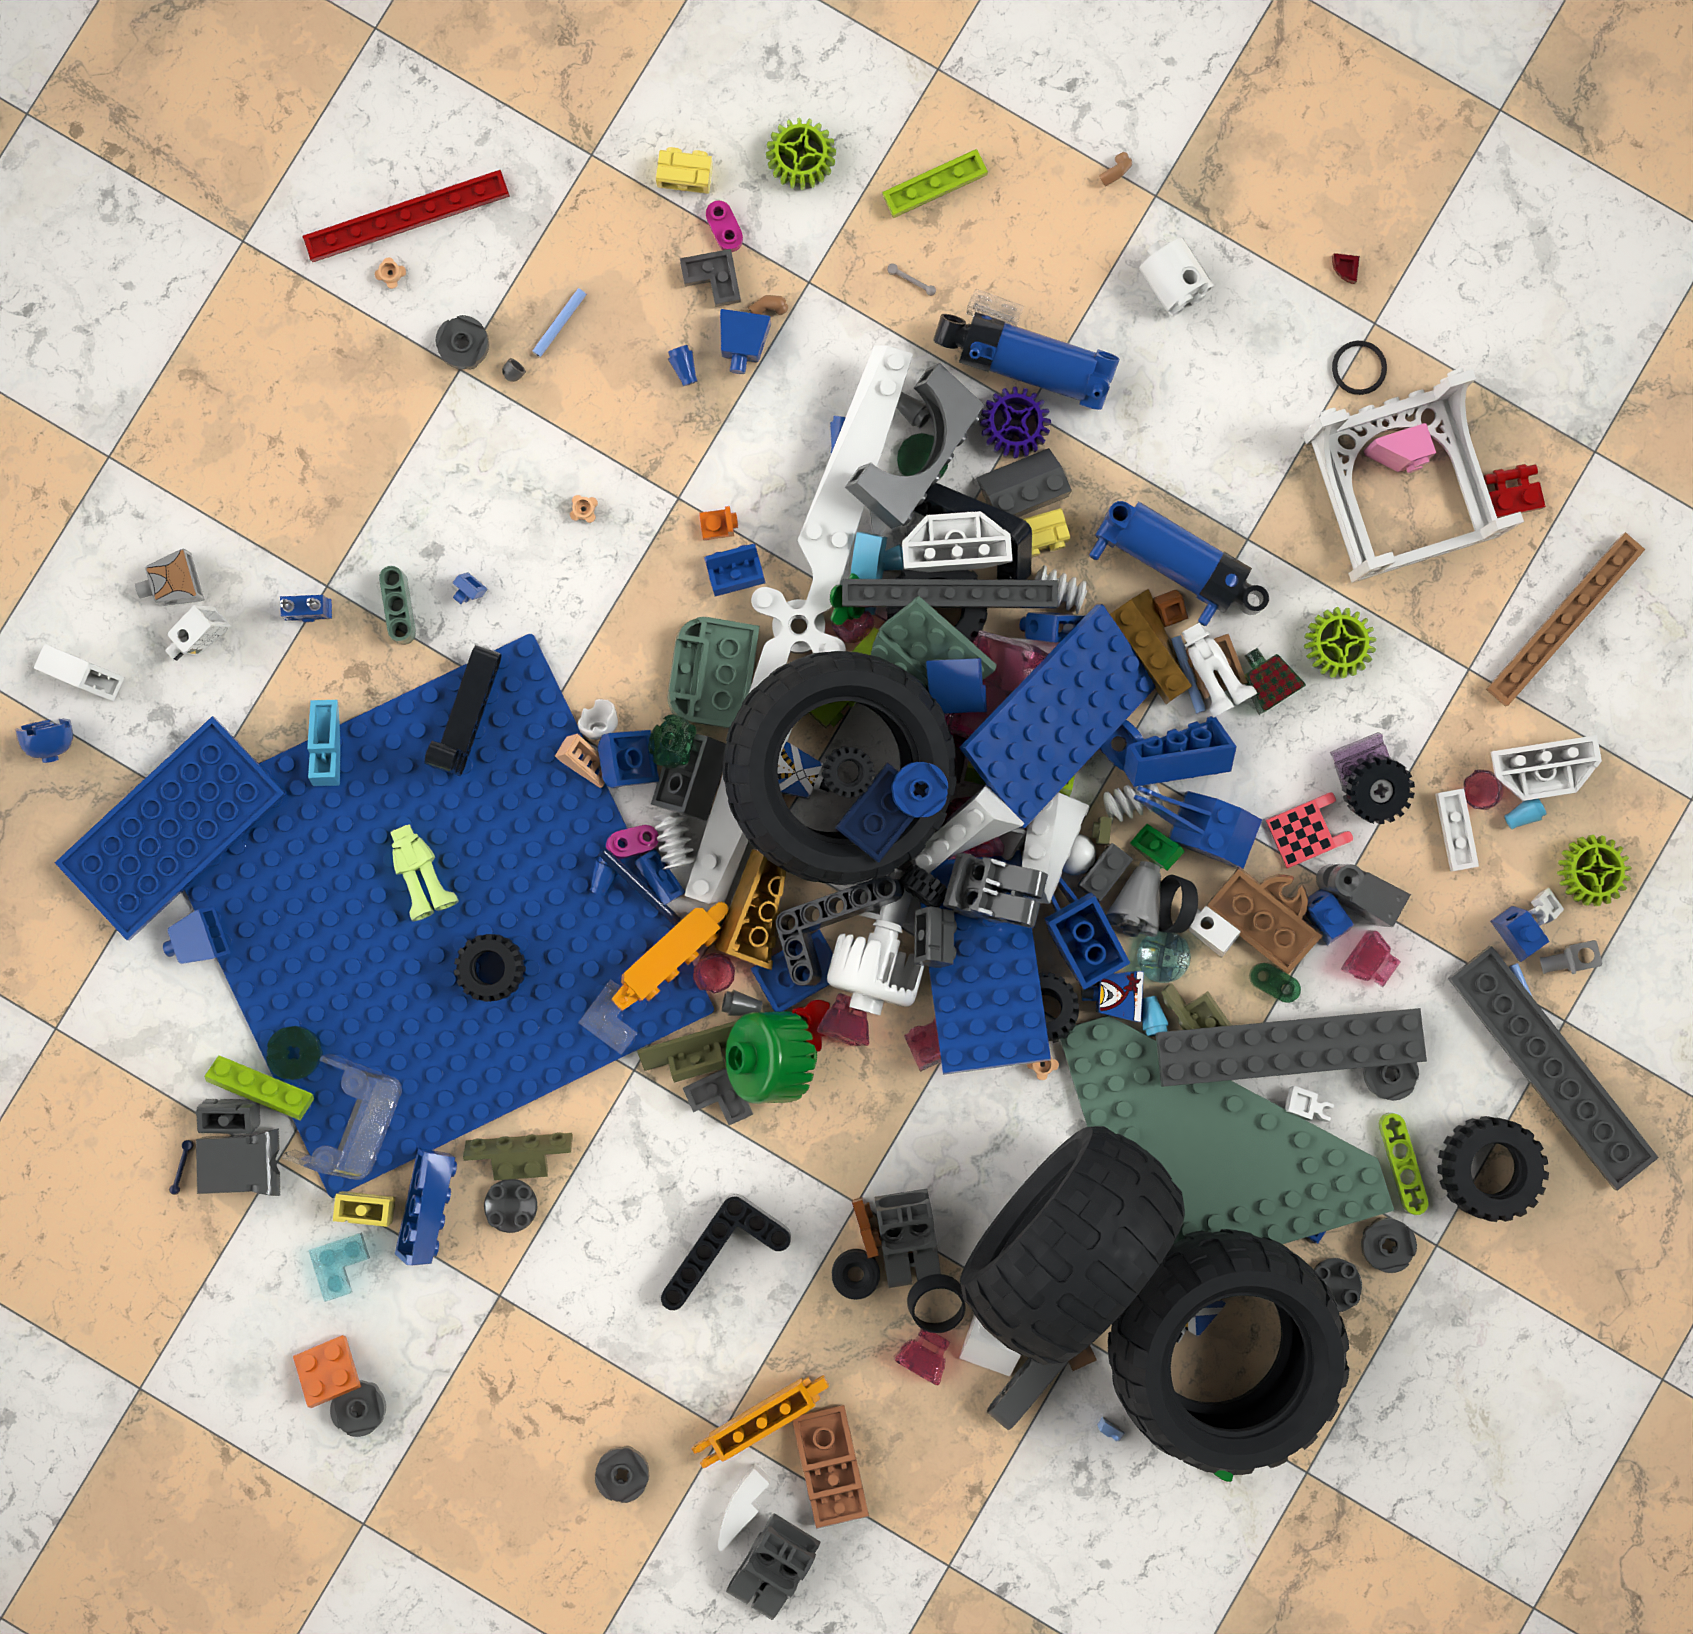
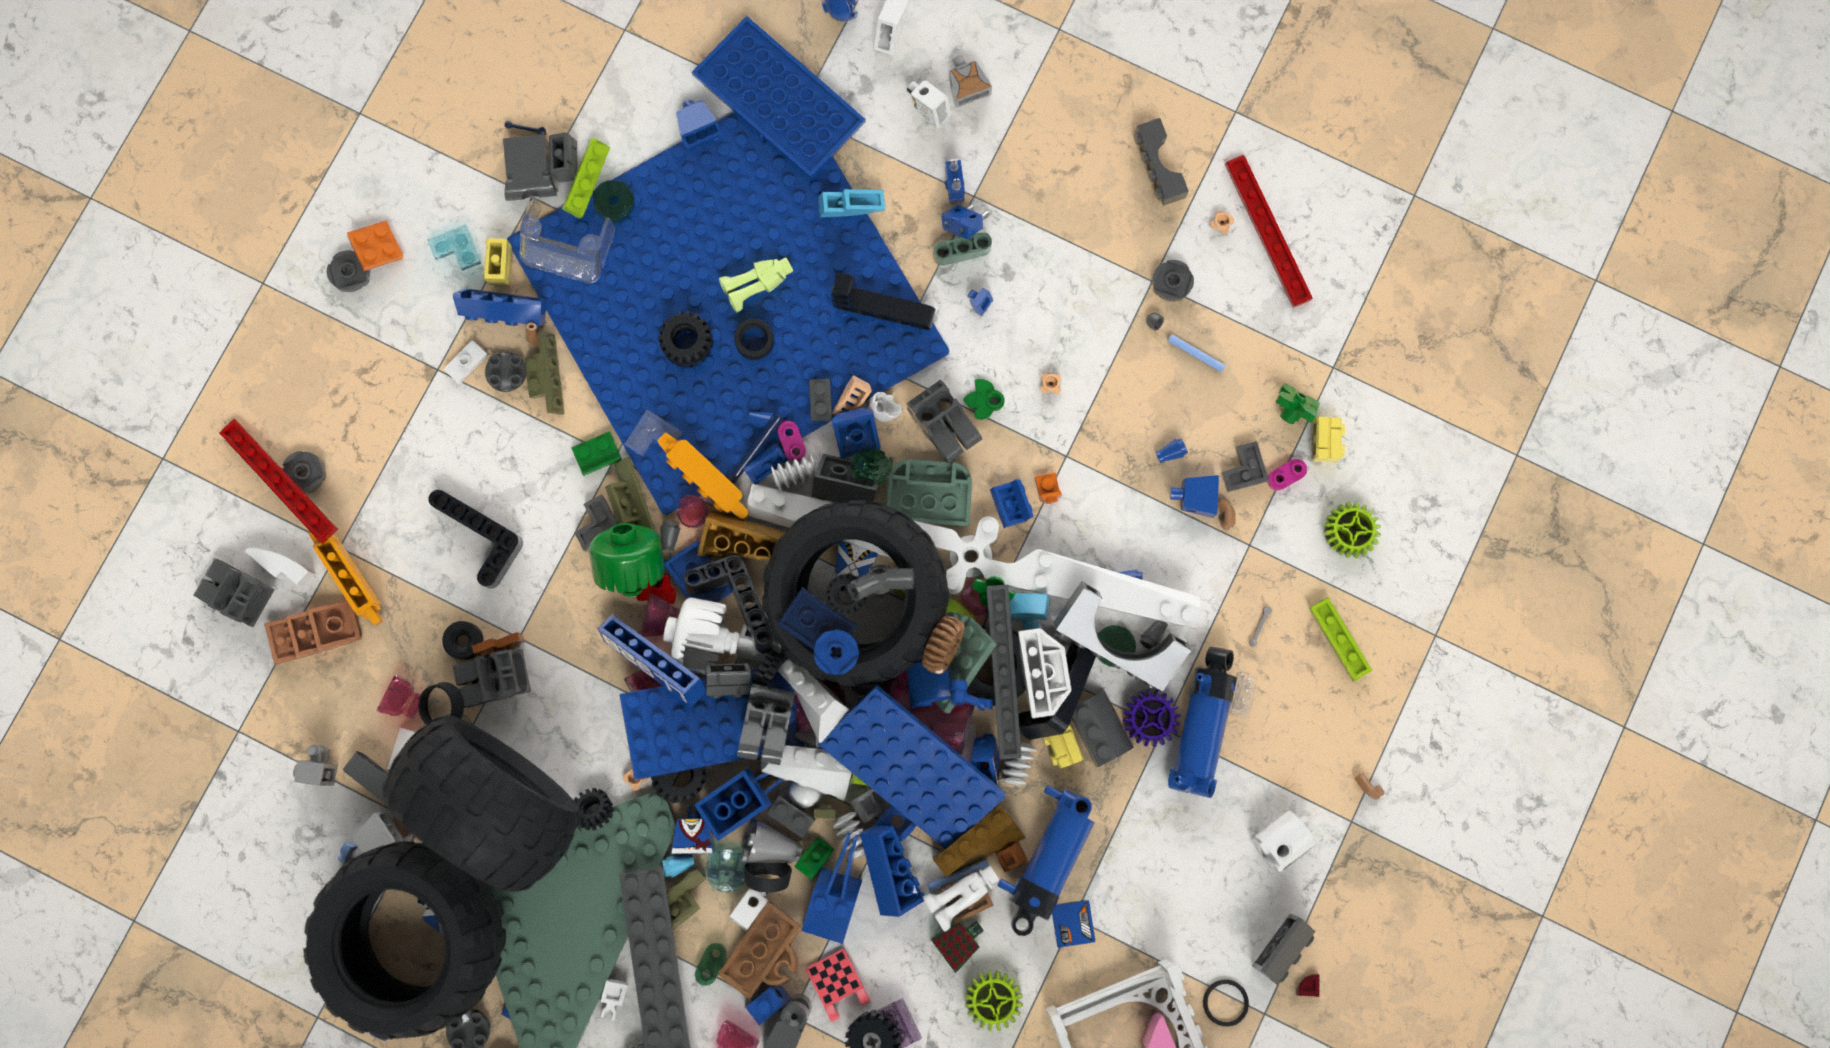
camera: 90 degrees right, 5 degrees down
(335, 335) = (1169, 185): none -> dark grey arch
(362, 600) = (963, 221): none -> blue piece
(465, 1168) = (532, 334): none -> medium nougat arm
(477, 871) = (754, 323): none -> black tyre
(493, 1257) = (466, 362): none -> white plate
(582, 801) = (820, 400): none -> dark grey plate
(597, 598) = (981, 399): none -> green plate
(621, 633) = (952, 417): none -> dark grey connector
(627, 1093) = (596, 453): none -> green plate
(632, 1505) = (278, 481): none -> red tile
(638, 203) = (1296, 405): none -> green plant
(837, 726) = (880, 581): none -> dark grey piece
(902, 1031) = (652, 660): none -> blue brick
(915, 661) = (943, 644): none -> medium nougat gear
(978, 646) = (959, 696): none -> blue brick
(1008, 1464) = (316, 770): none -> light grey brick
(1080, 1101) = (600, 815): none -> black tyre
(1094, 1389) = (376, 832): none -> white torso
(1096, 779) = (865, 804): none -> light grey bracket
(1255, 540) = (1073, 924): none -> blue sticker
(1301, 291) = (1284, 949): none -> dark grey slope

